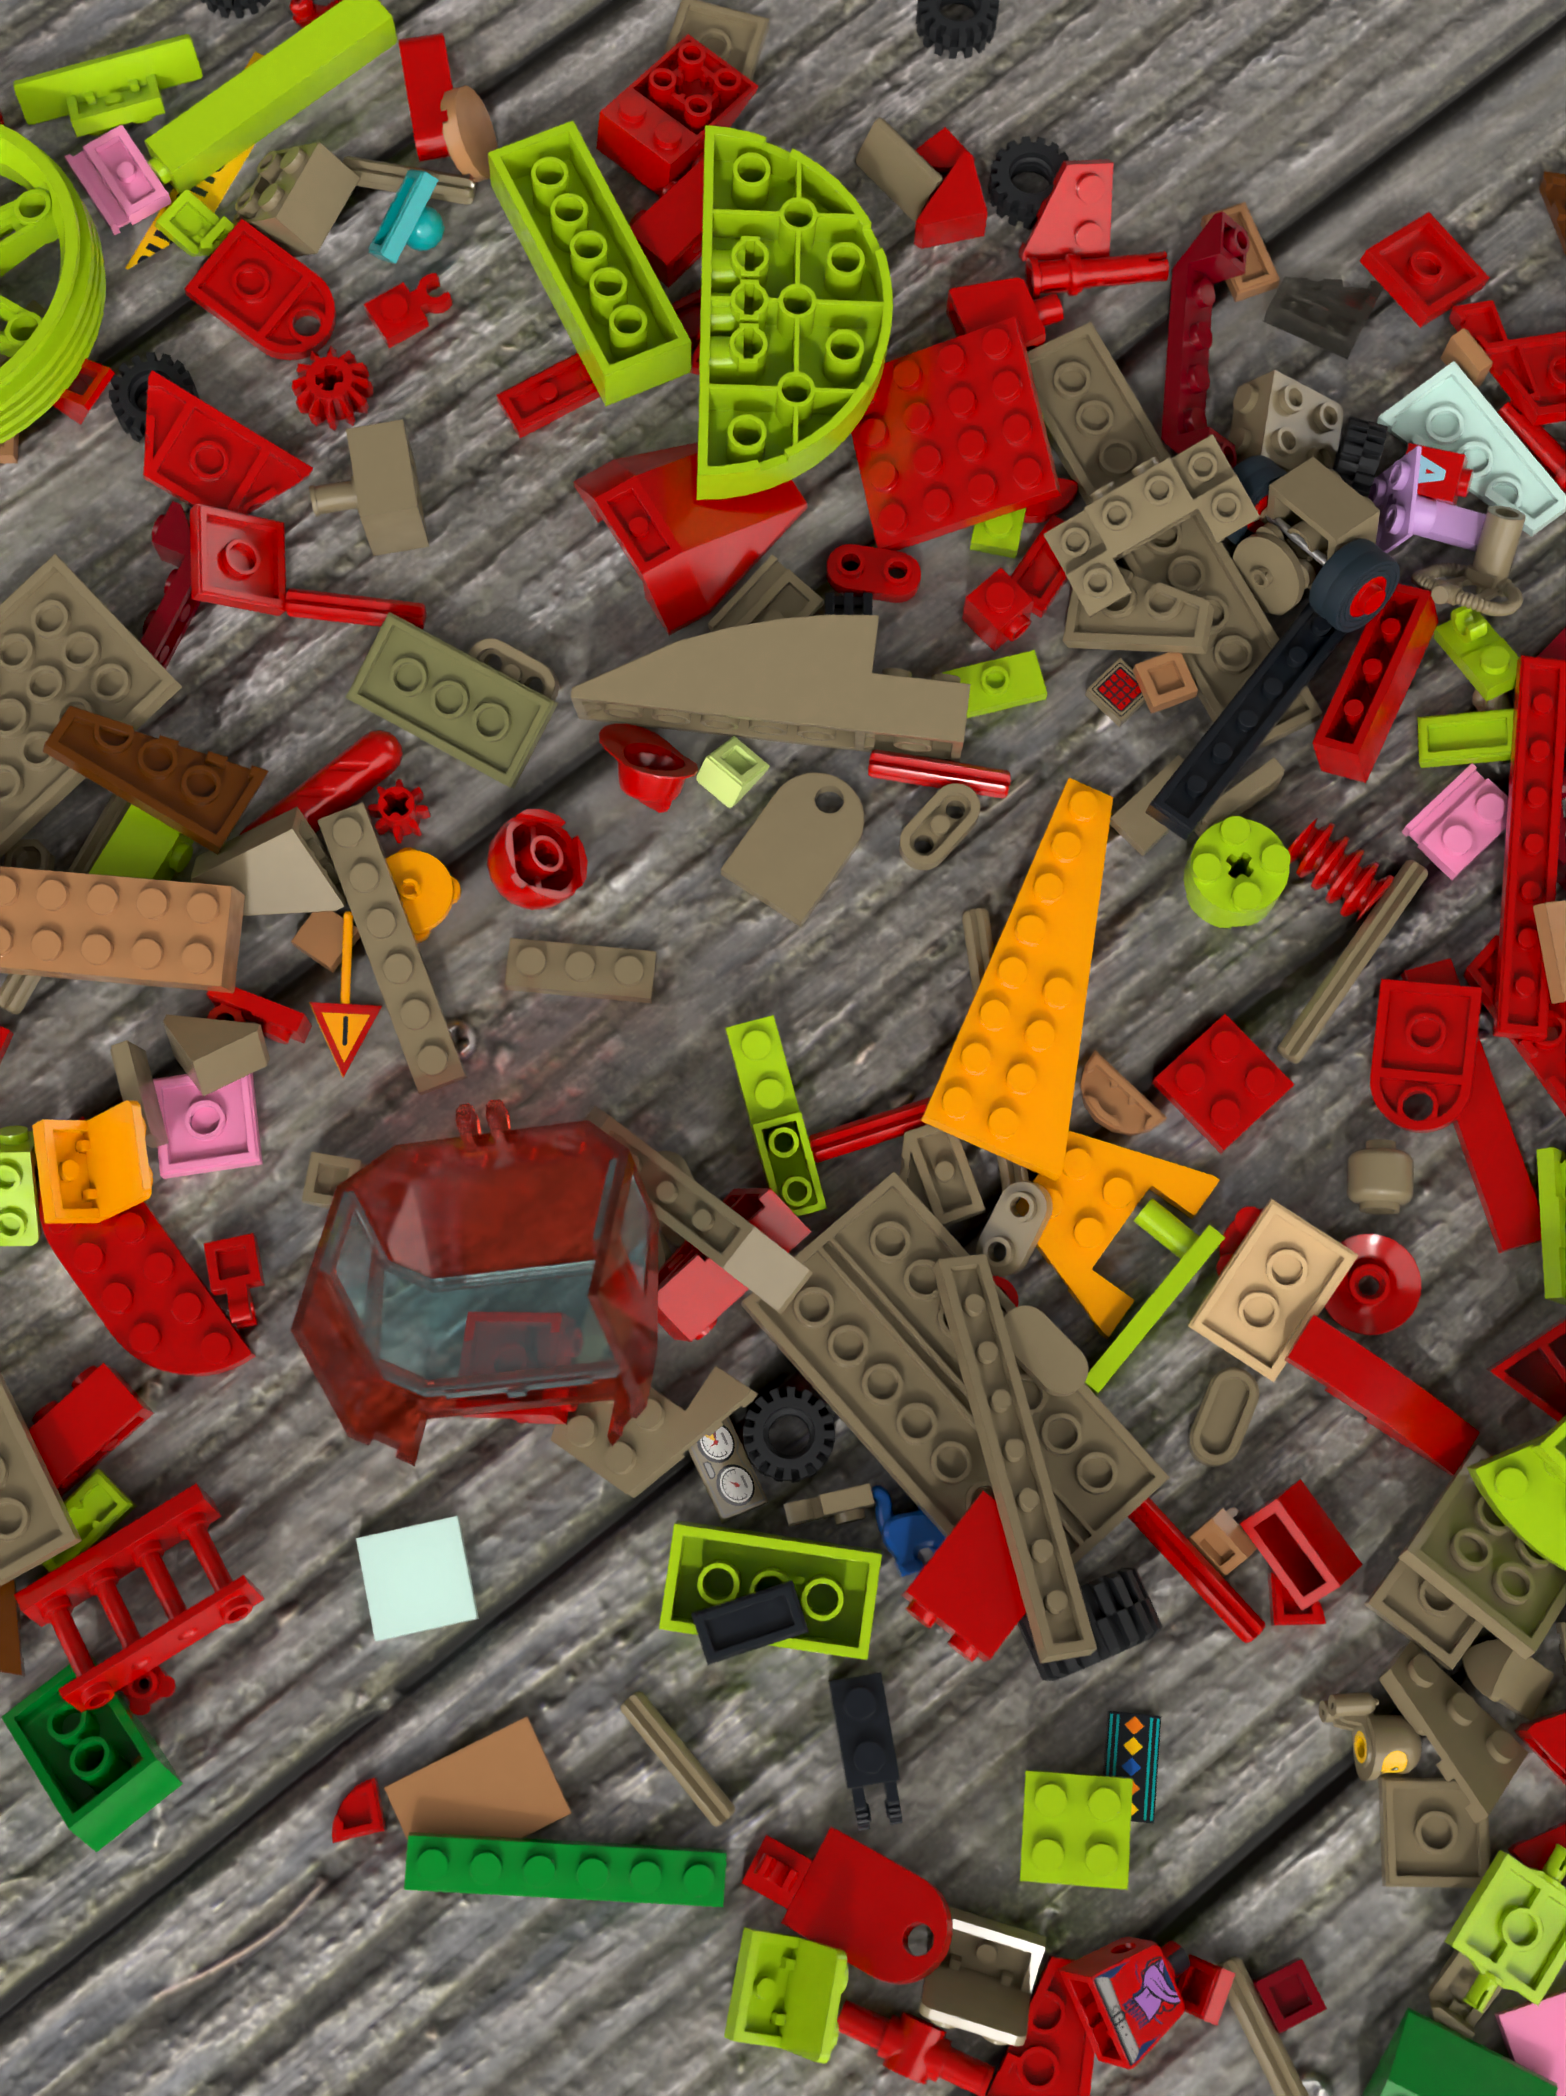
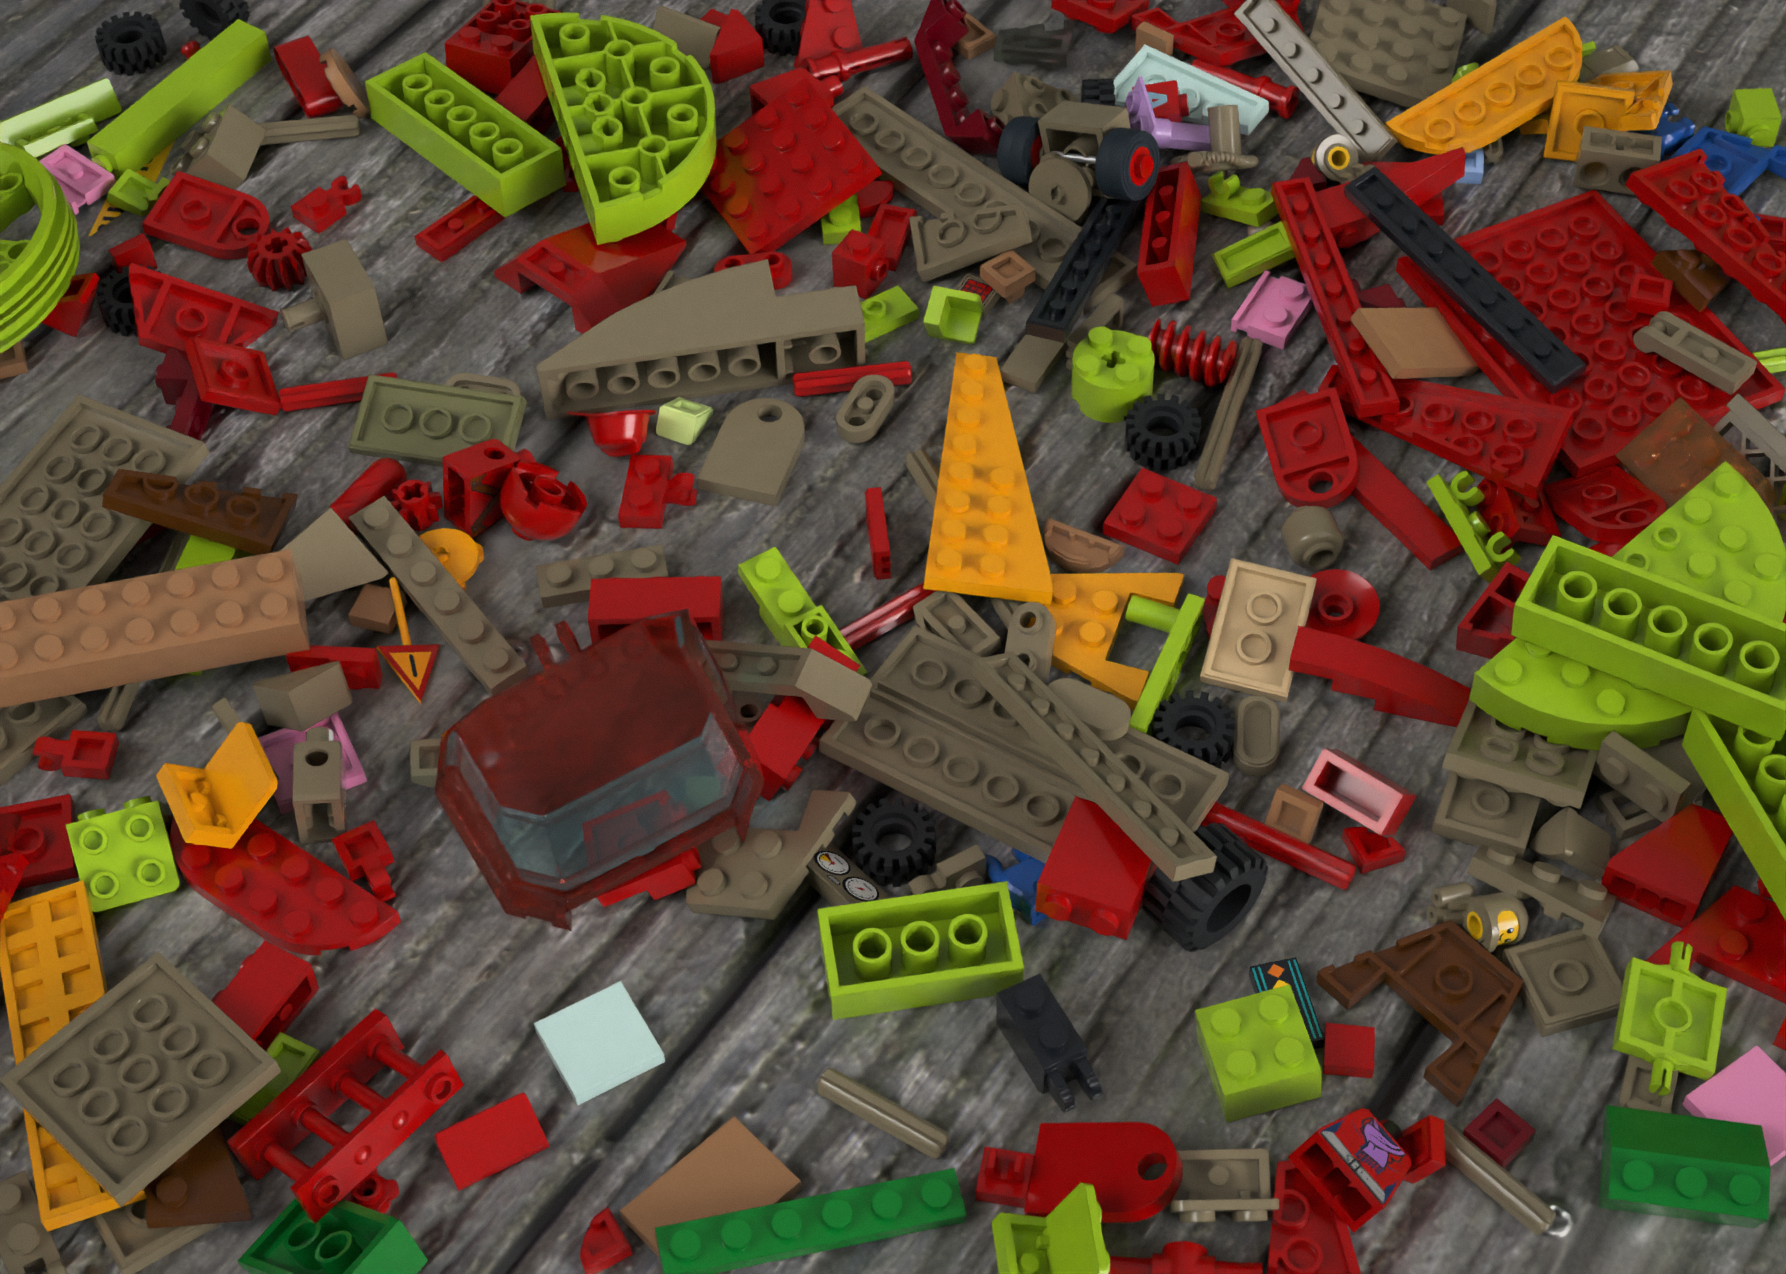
camera: 15 degrees left, 25 degrees down
(164, 333) = (135, 251): none -> red tile
(196, 1202) = (319, 787): none -> dark tan torso
(279, 1664) = (491, 1141): none -> red slope
(409, 219) = (313, 146): teal tile -> none
(475, 808) = (474, 483): none -> red torso
(624, 1045) = (623, 601): none -> red brick
(666, 865) = (650, 488): none -> red plate
(750, 1622) = (910, 963): black tile -> none
(897, 1015) = (877, 533): none -> red tile
(1081, 724) = (953, 315): none -> lime panel
(1143, 509) = (949, 167): dark tan bracket -> none
(1175, 1376) = (1201, 714): none -> black tyre
(1175, 1841) = (1348, 1050): none -> red tile
(1273, 941) = (1166, 415): none -> black tyre
(1309, 1804) = (1448, 983): none -> reddish brown wing

